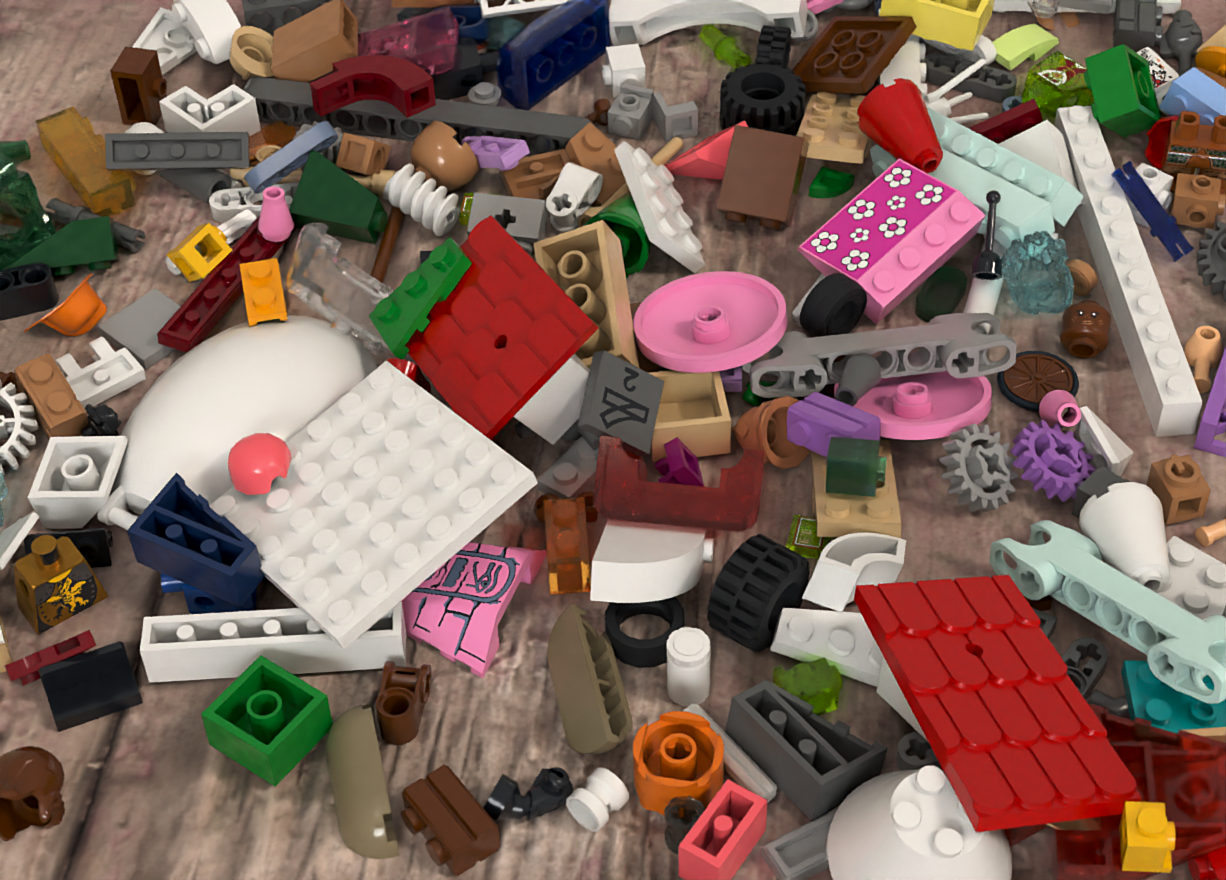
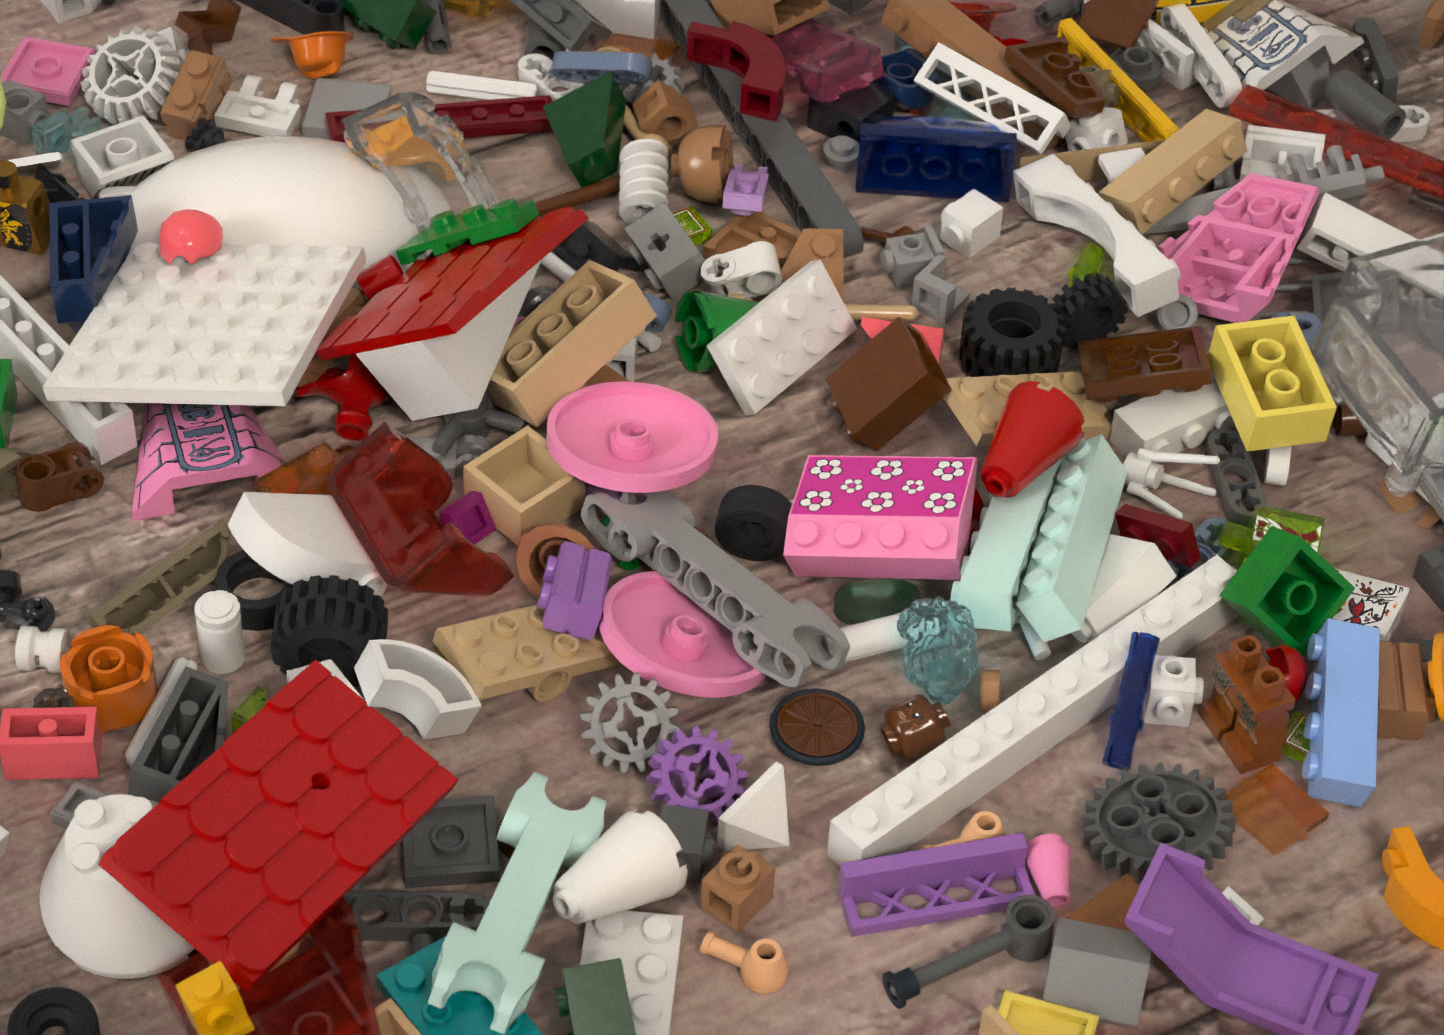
camera: 50 degrees right, 0 degrees up
(213, 247) = (434, 79): yellow brick -> none
(275, 218) = (525, 103): bright pink cone -> none
(621, 402) = (452, 421): dark grey tile -> none
(830, 183) = (958, 445): green tile -> none
(854, 466) = (519, 617): clear green brick -> none
(858, 378) = (650, 575): dark grey cone -> none
(988, 264) = (908, 594): black hinge -> none
(1023, 43) = (1340, 495): yellowish green slope -> none
(1053, 405) = (766, 751): bright pink cone -> none
(1197, 200) = (1196, 733): medium nougat brick -> none

